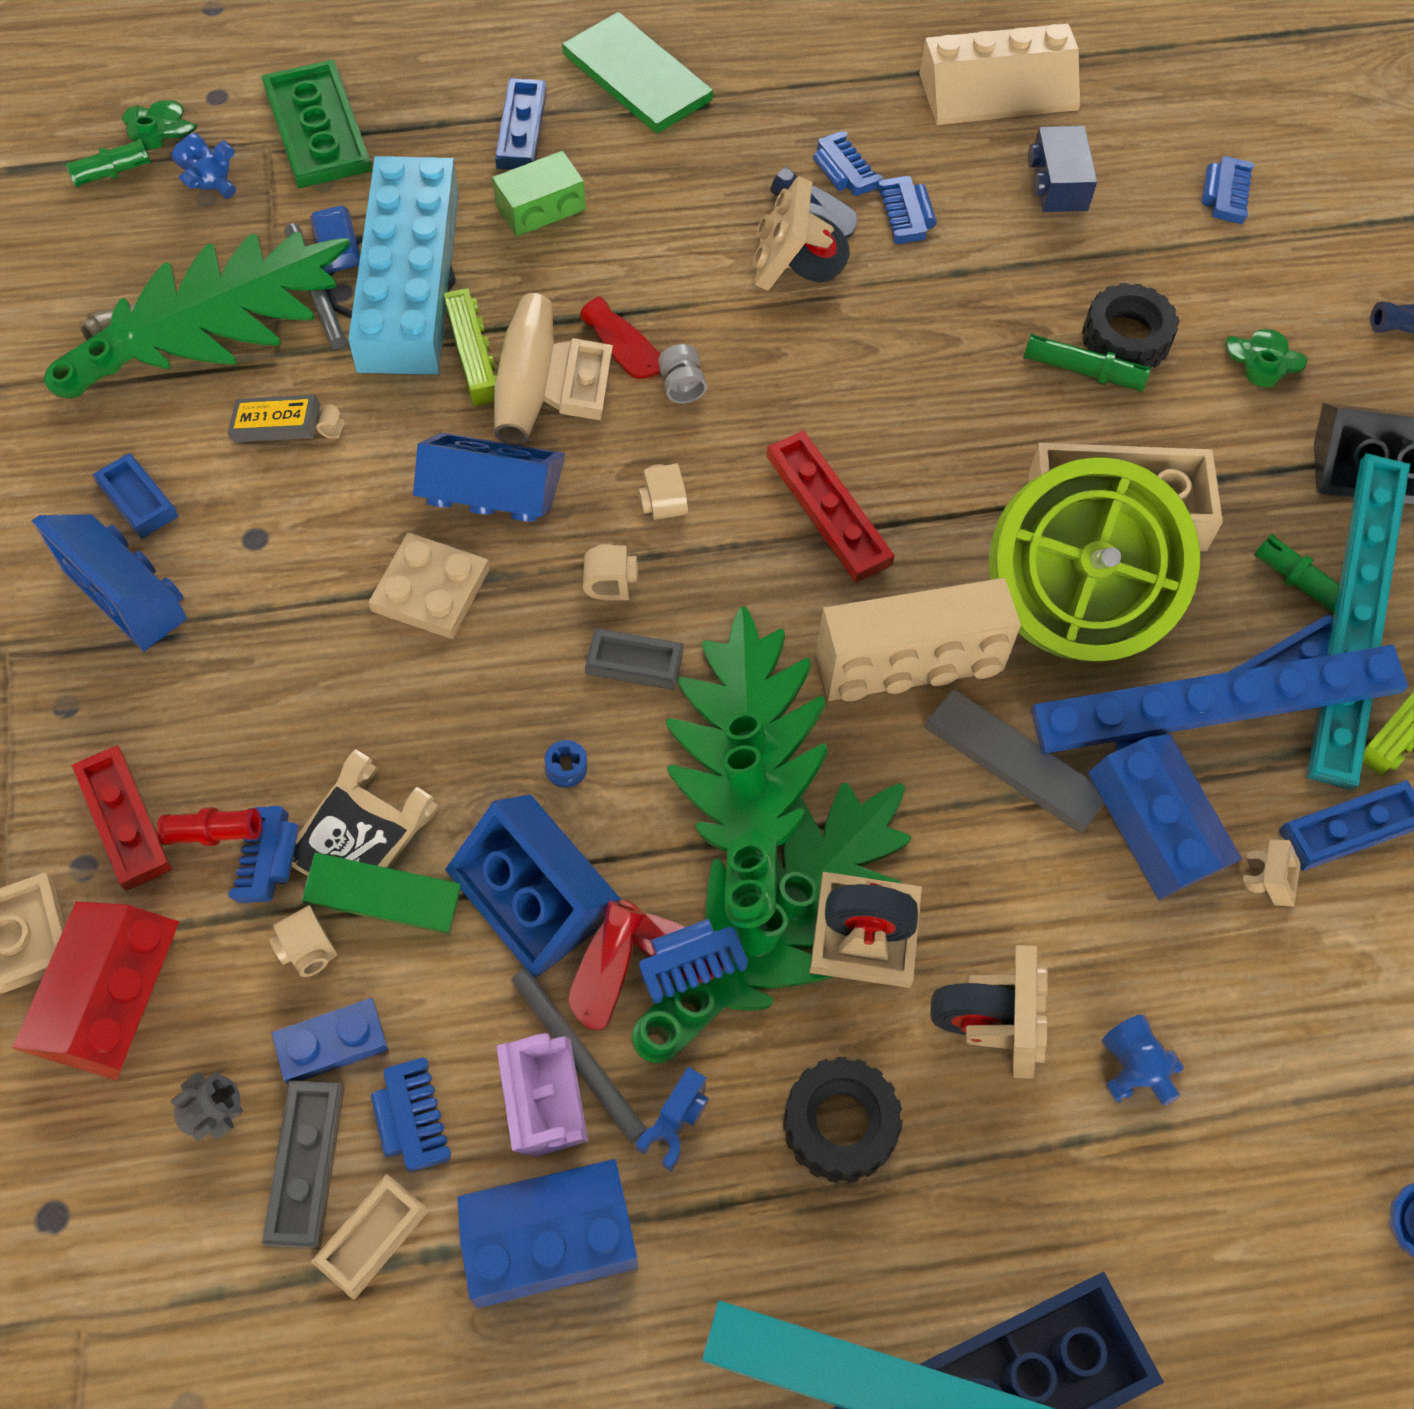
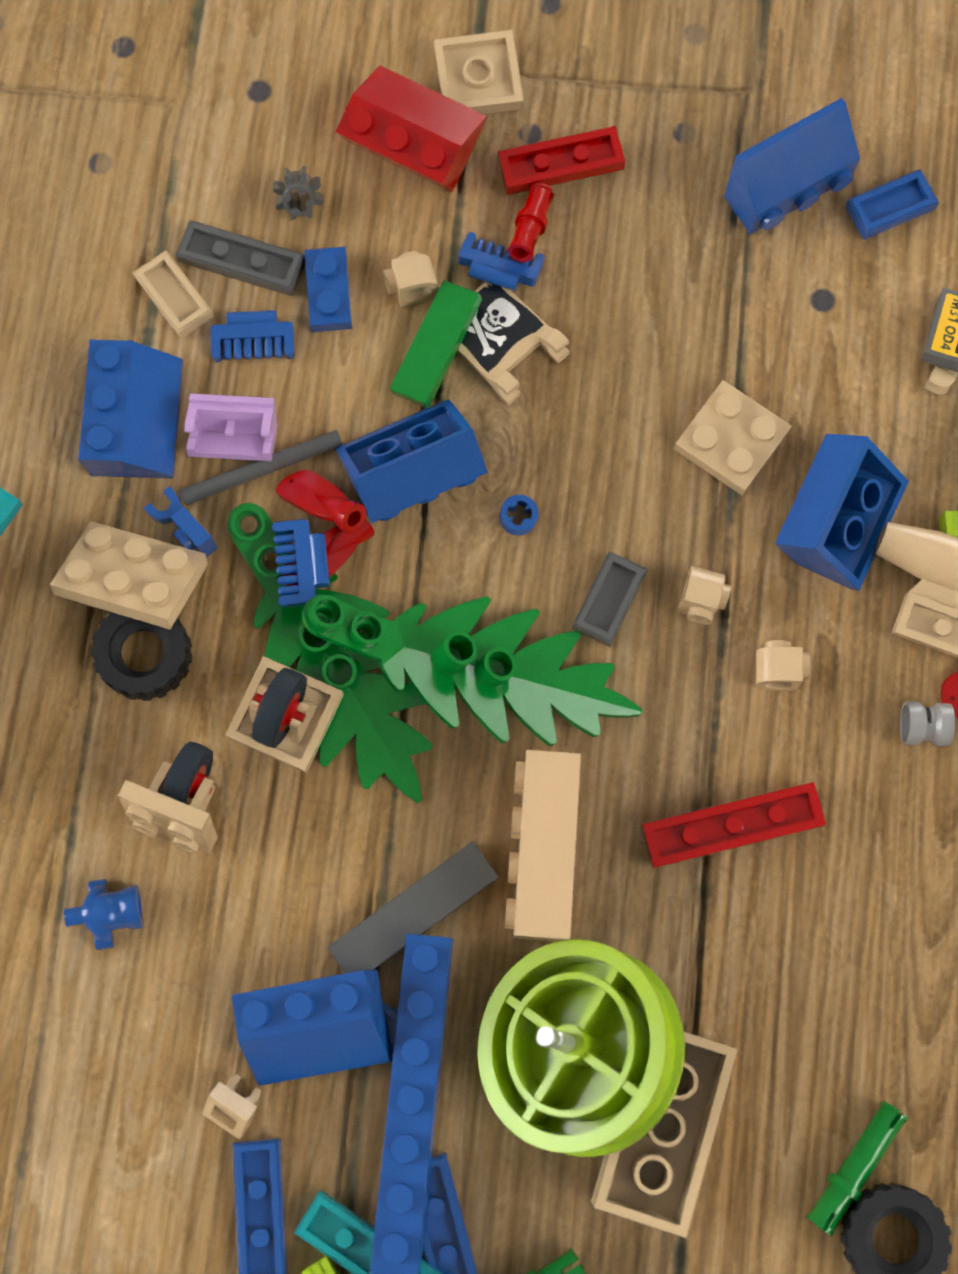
camera: 110 degrees right, 15 degrees up
(759, 1157) = (129, 574): none -> tan plate

